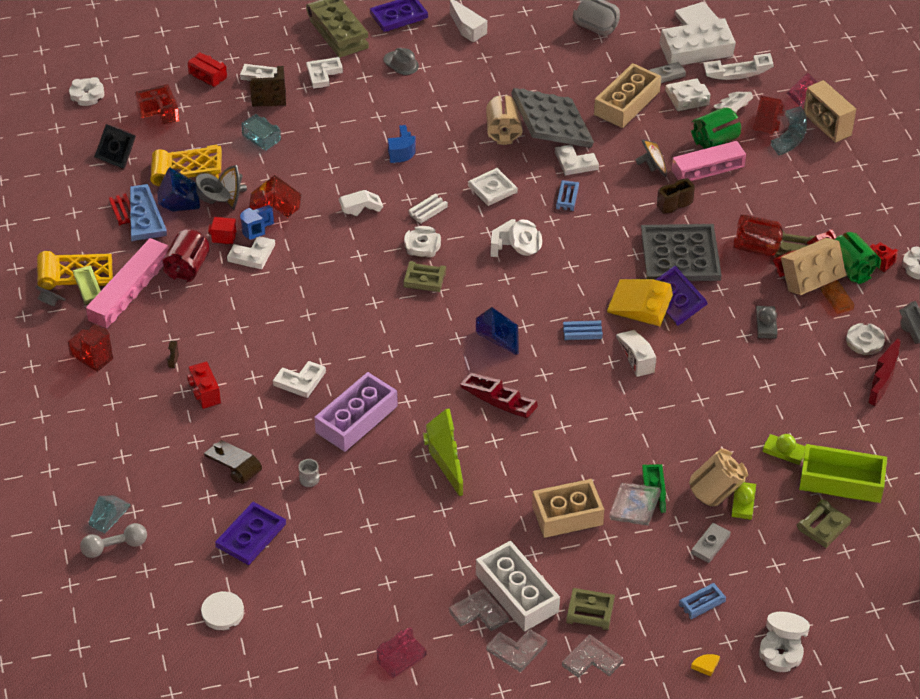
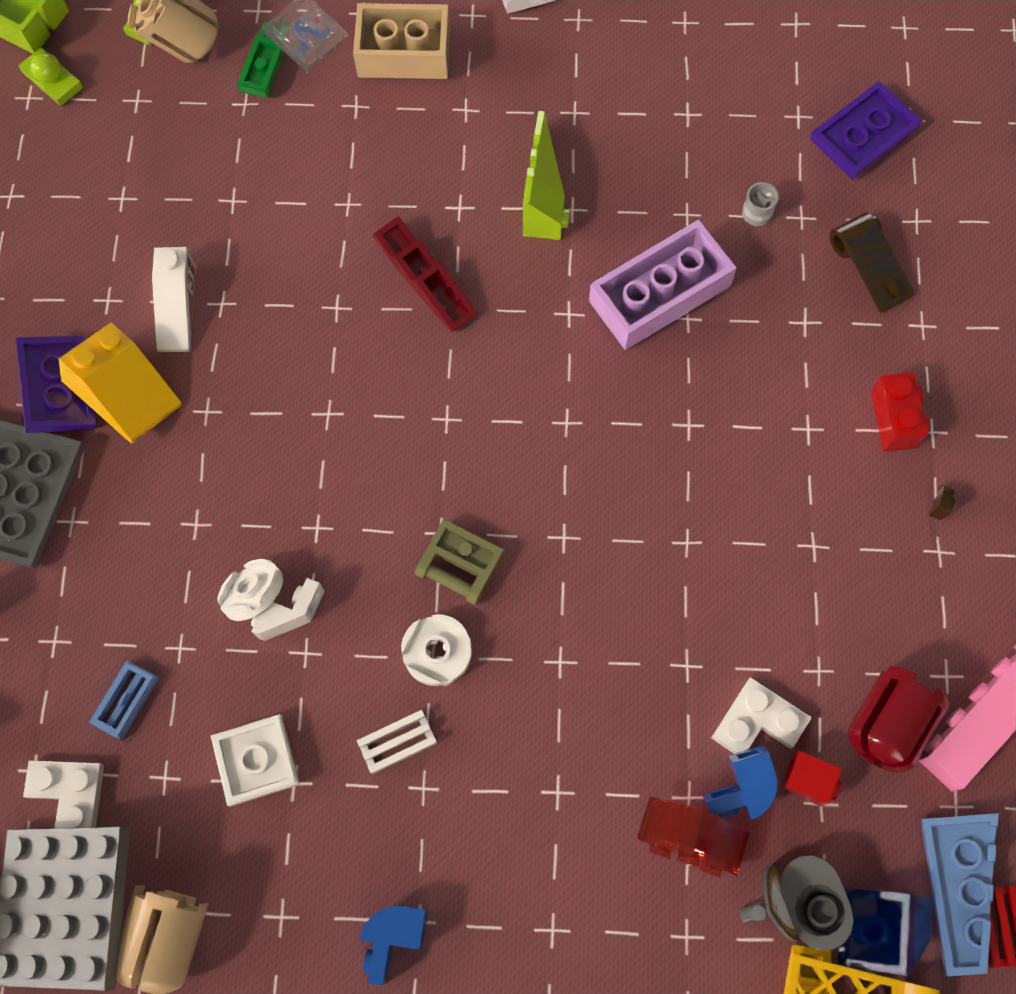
camera: 160 degrees left, 25 degrees up
(222, 610) = (923, 29): white tile -> none
(300, 383) = (736, 381): white plate -> none
(357, 201) = (523, 785): white slope -> none
(498, 330) = (381, 391): clear blue slope -> none
(582, 330) = (220, 354): medium blue tile -> none

